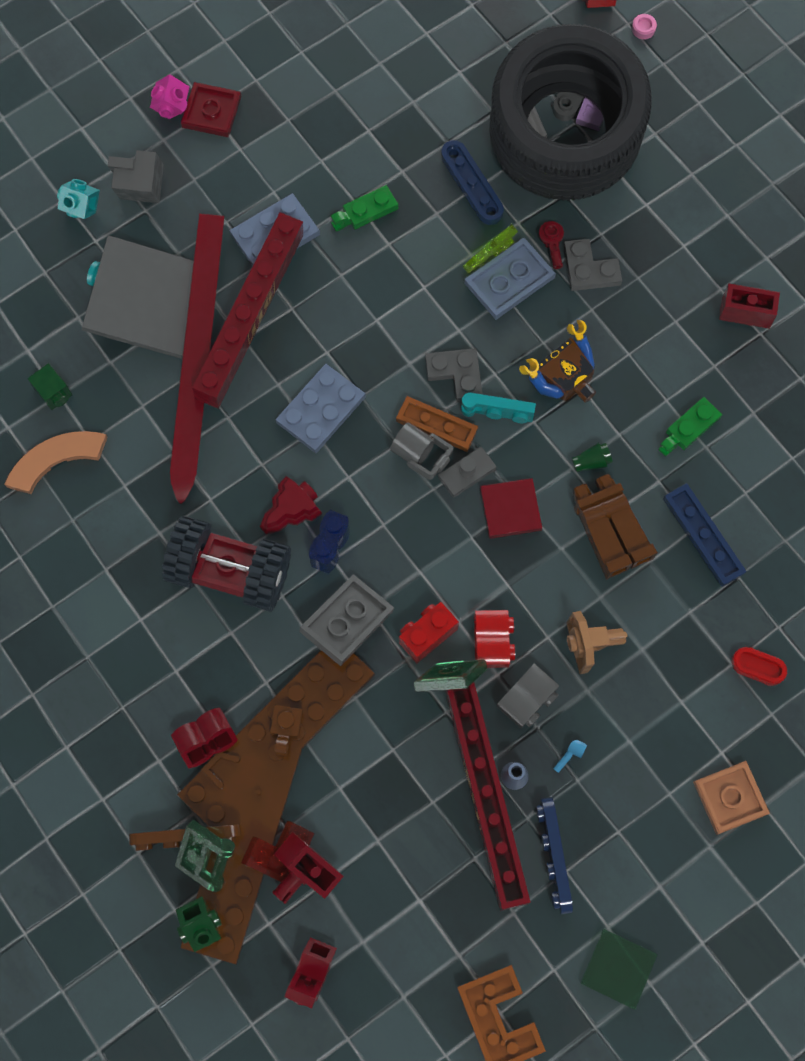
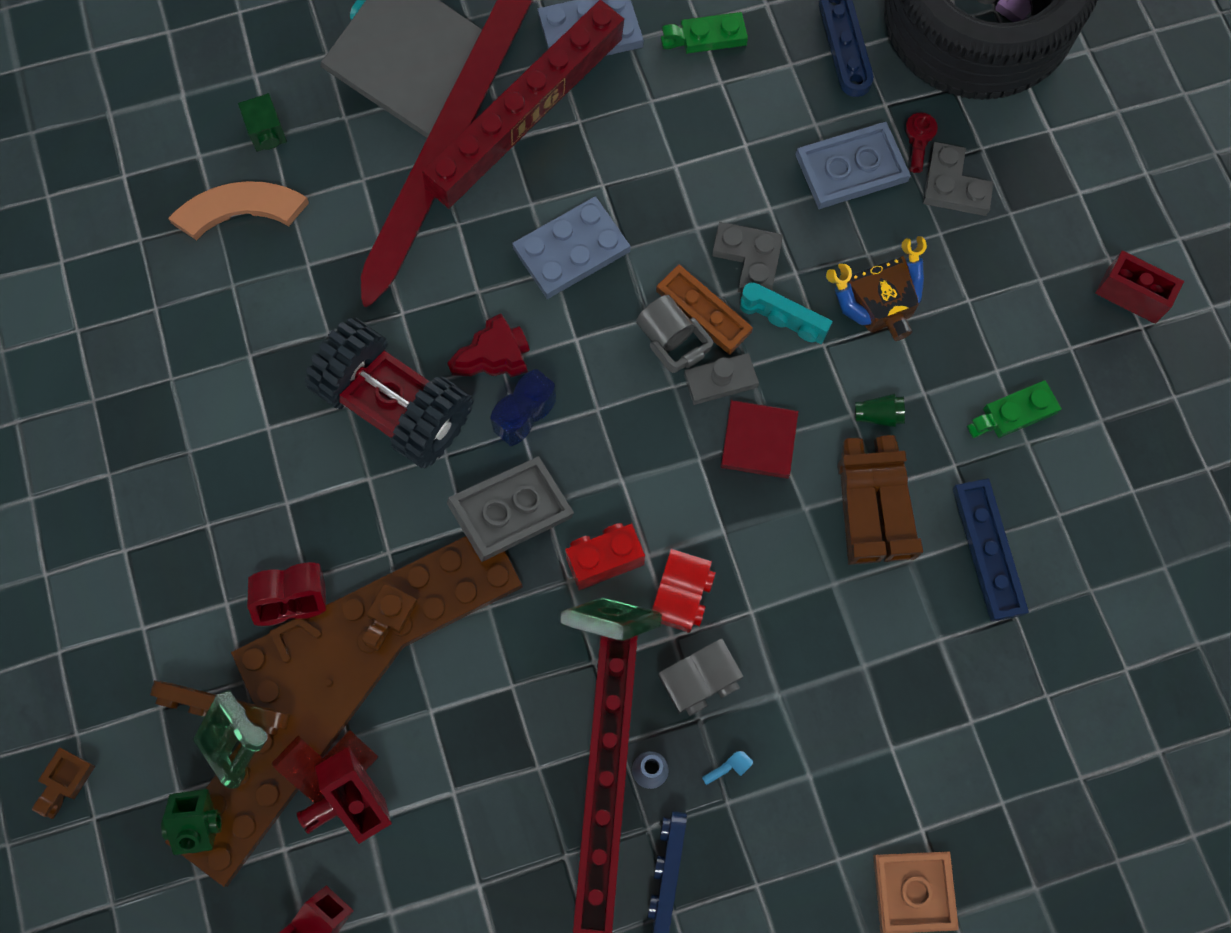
camera: 15 degrees right, 0 degrees up
(87, 926) = (63, 777): none -> reddish brown plate
(494, 247) = (846, 121): clear neon green wing -> none
(586, 640) = (798, 632): medium nougat piece -> none
(759, 666) = (1006, 737): red tile -> none

